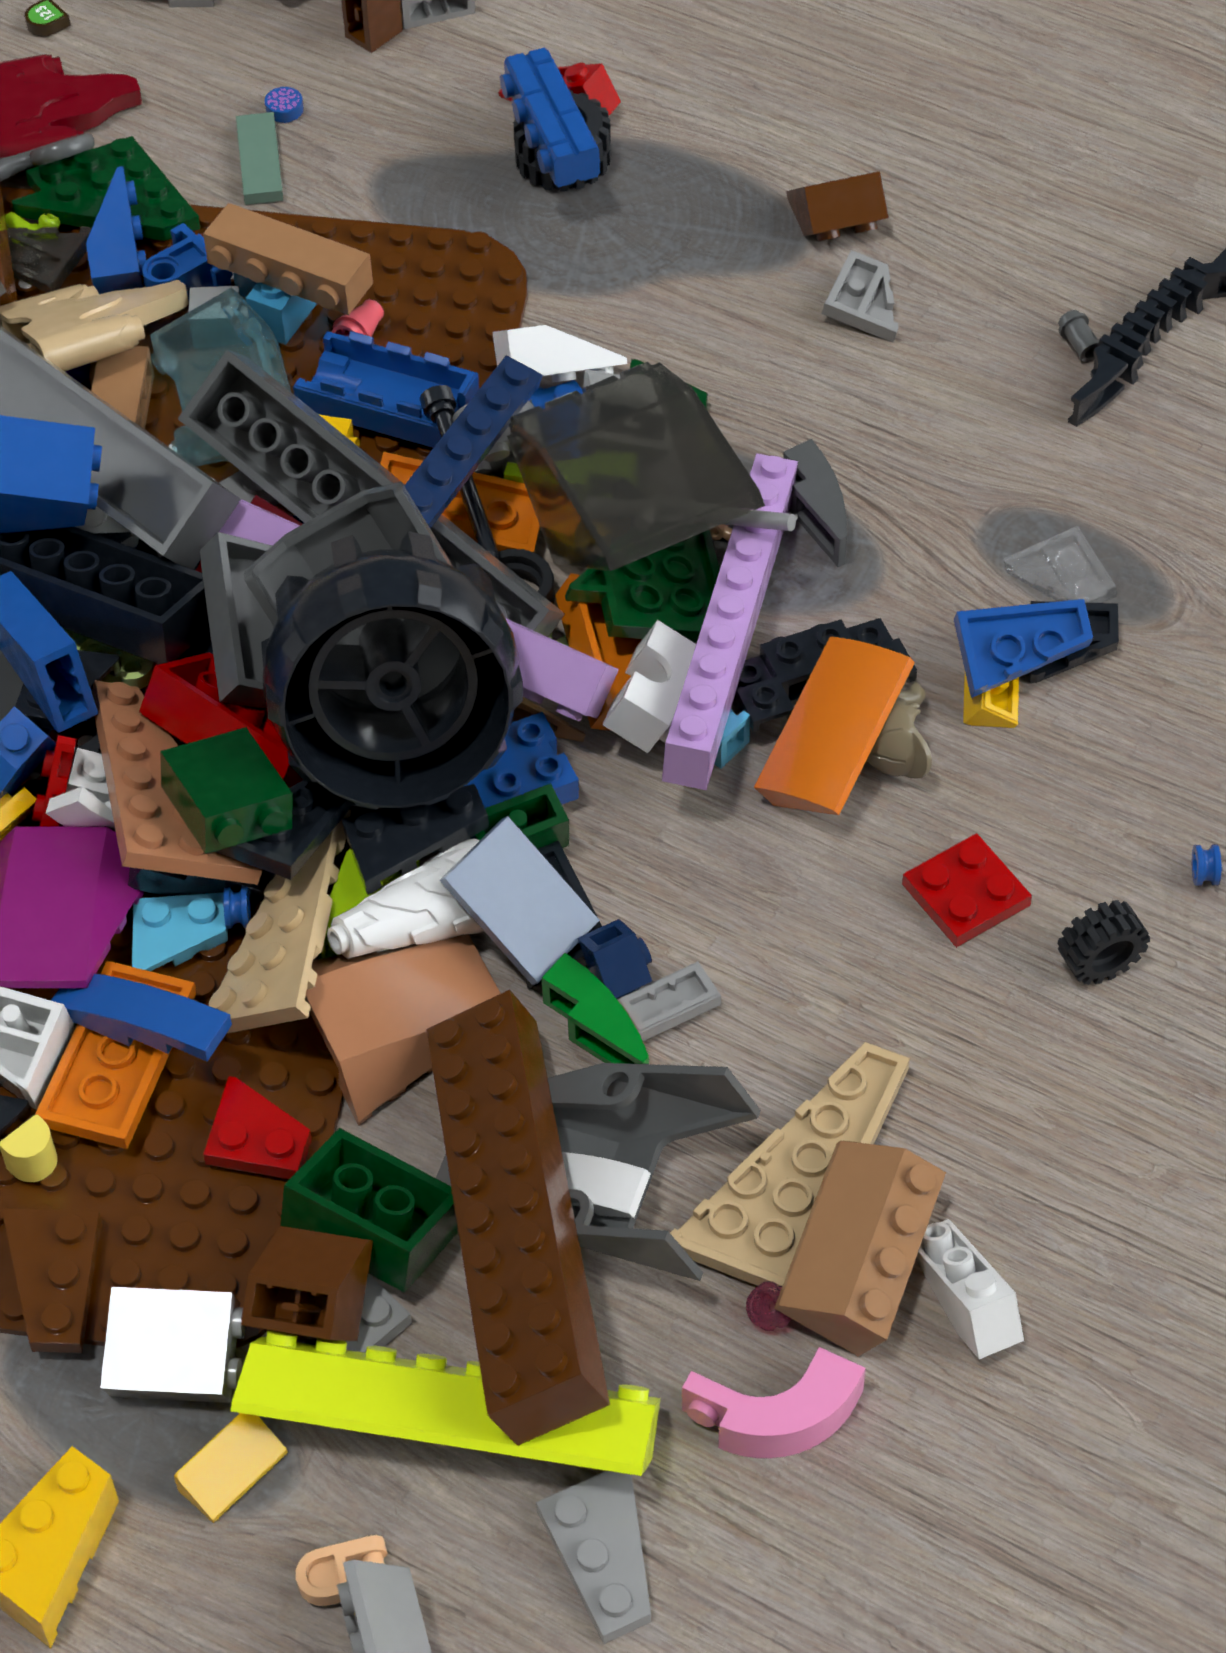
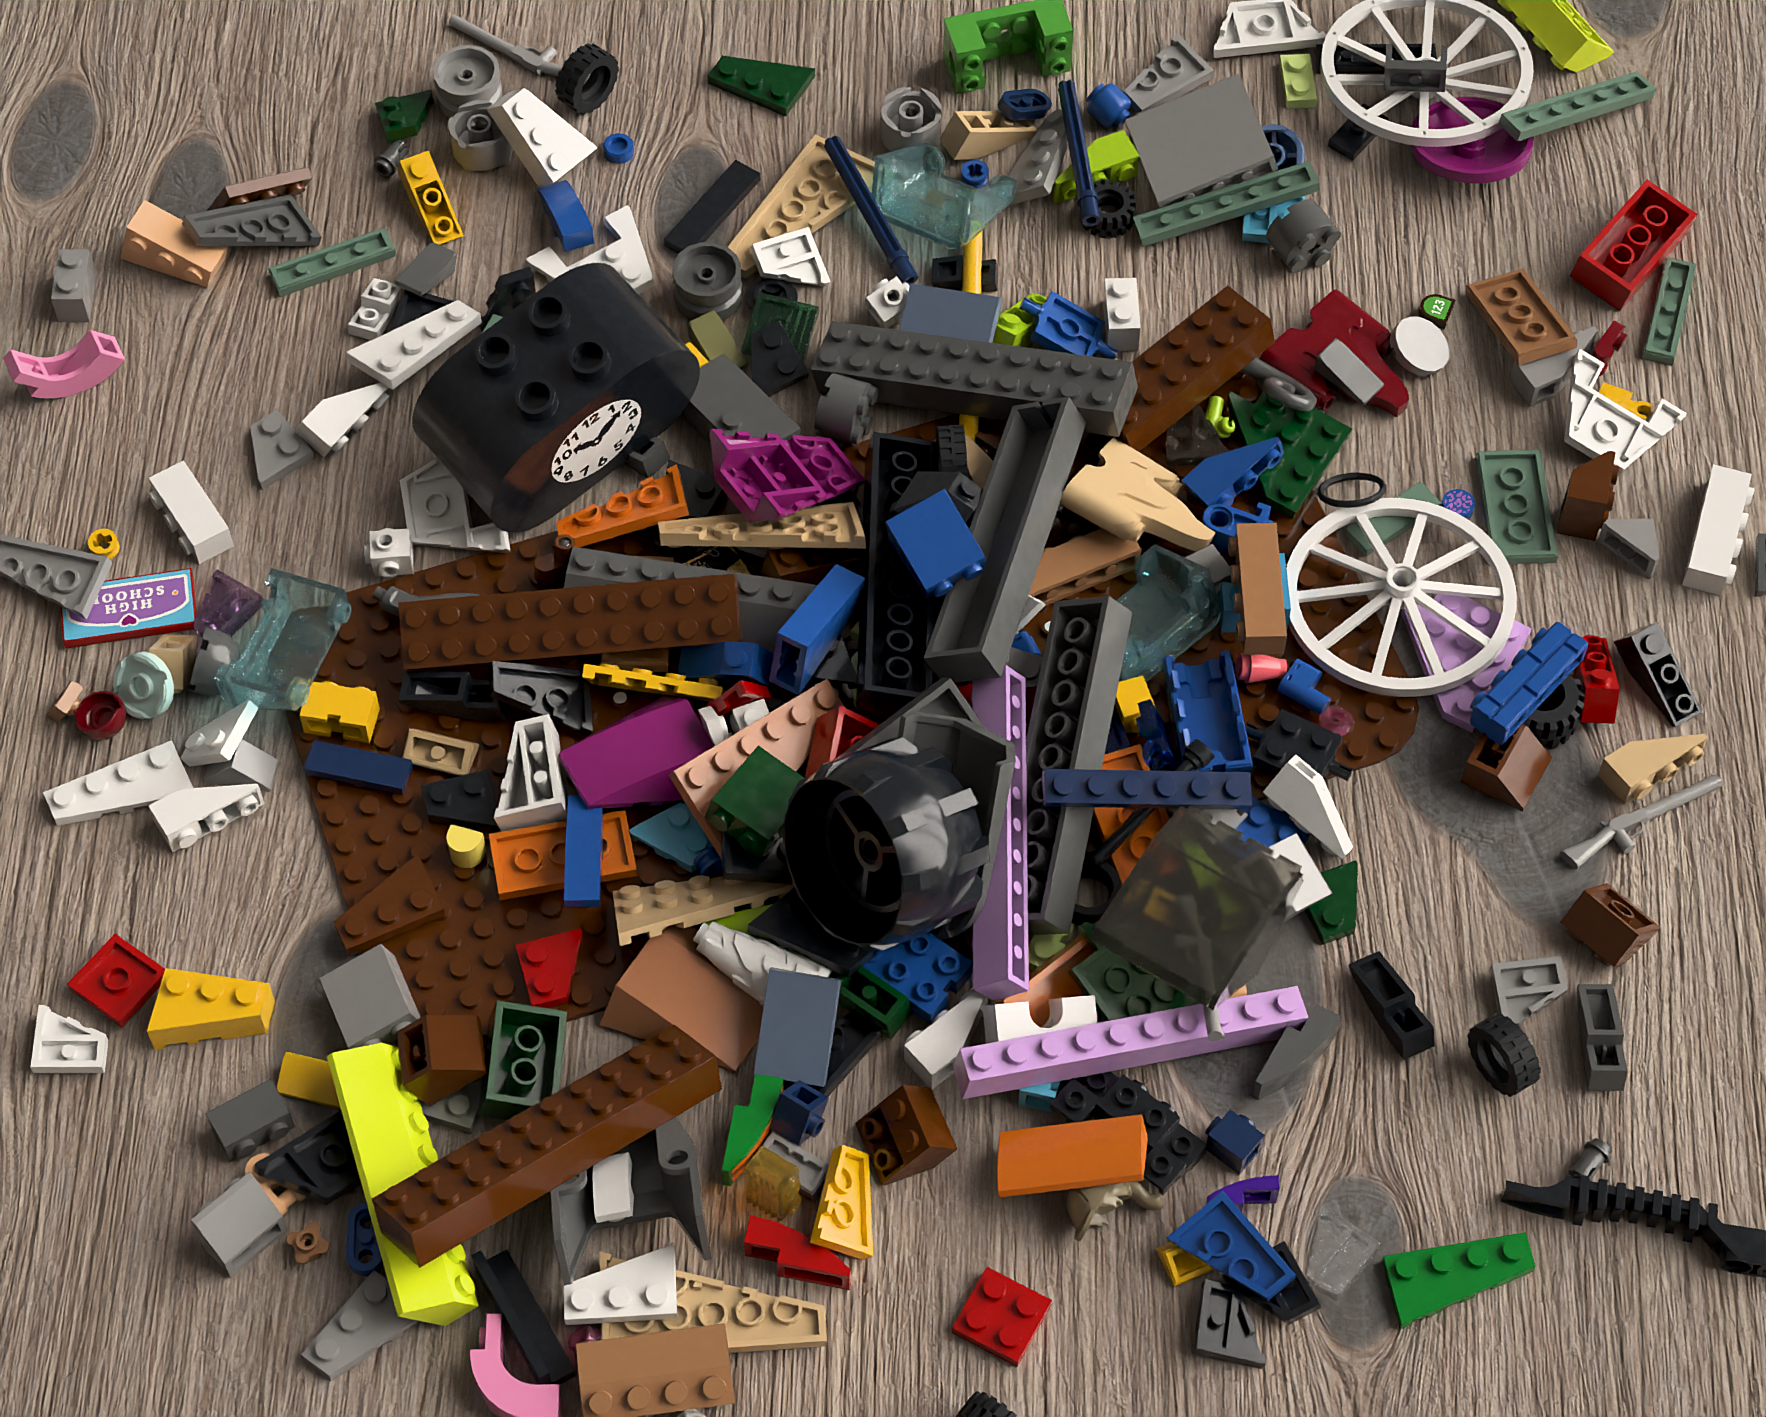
camera: 60 degrees right, 5 degrees up
(70, 99) = (1347, 372): none -> slope
(80, 40) = (1419, 346): none -> tile
(218, 177) = (1351, 503): none -> black tyre
(240, 1561) = (250, 1120): none -> dark grey brick
(320, 65) = (1517, 505): none -> sand green tile
(353, 1490) = (315, 1163): none -> black wing
(359, 170) = (1401, 597): none -> white wheel
(384, 431) = (1157, 736): none -> clear blue plate
(404, 307) = (1299, 686): none -> blue piece
(452, 175) = (1456, 649): none -> lavender wing
(456, 1579) = (312, 1252): none -> medium nougat plate
(465, 298) = (1344, 717): none -> clear pink plate
(468, 335) = (1297, 736): none -> black plate
(491, 1493) = (362, 1242): none -> blue plate
(579, 39) = (1658, 672): none -> black slope
(610, 202) = (1507, 770): none -> reddish brown slope
(614, 790) = (935, 1049): none -> white slope
(681, 99) = (1643, 763): none -> tan slope
(692, 1019) = (772, 1184): none -> clear yellow brick
(700, 878) = (906, 1134): none -> reddish brown slope
(732, 1361) = (523, 1318): none -> black fence
(733, 158) = (1617, 827): none -> light grey piece
(737, 1229) = (625, 1292): none -> white wing
(753, 966) = (845, 1205): none -> yellow wing
(786, 1041) = (794, 1254): none -> red slope
(814, 403) = (1392, 1005): none -> black slope
(889, 594) = (1234, 1140): none -> dark blue brick
(929, 310) = (1504, 1054): none -> black tyre
(954, 266) = (1601, 1037): none -> dark grey slope
(957, 599) = (1251, 1191): none -> dark purple slope
(1090, 697) = (1225, 1327): none -> wing
(1136, 501) = (1440, 1276): none -> green wing

